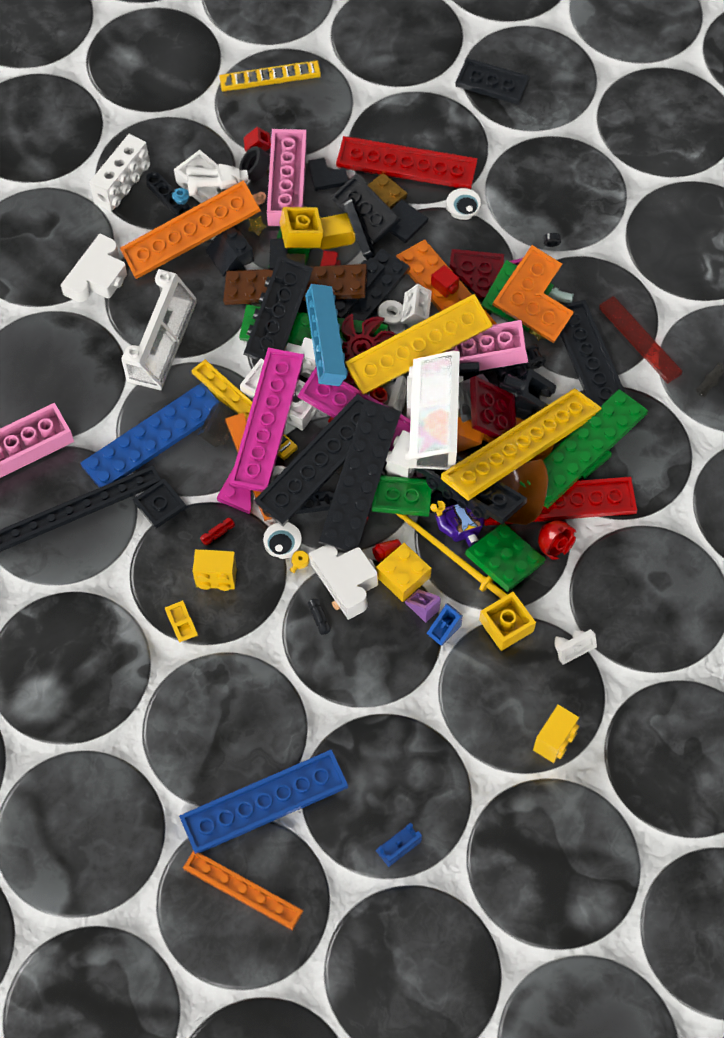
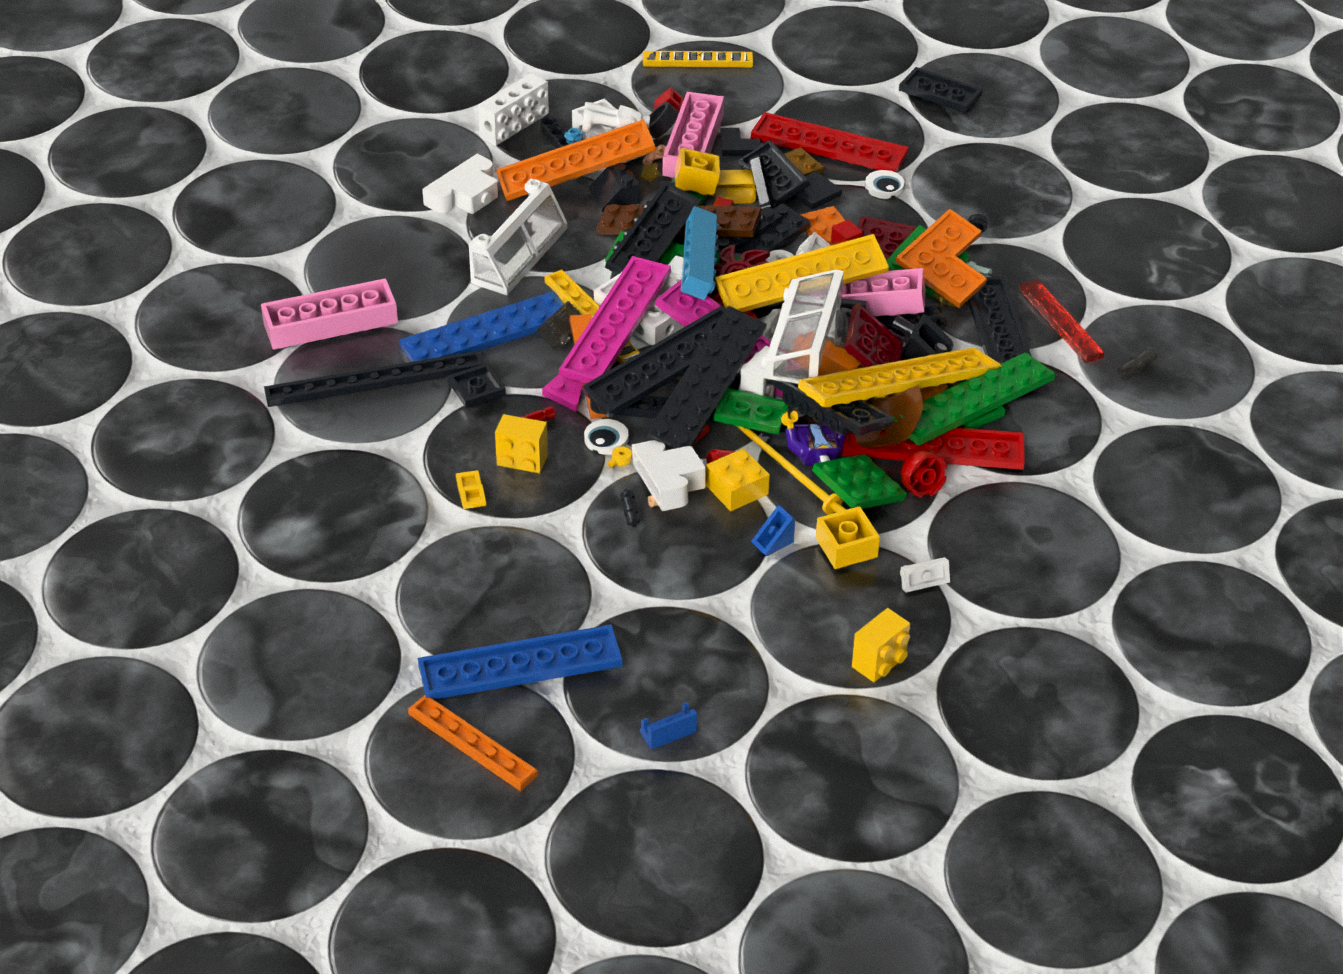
camera: 10 degrees right, 20 degrees down
(424, 604) = (755, 513): medium lavender slope -> none

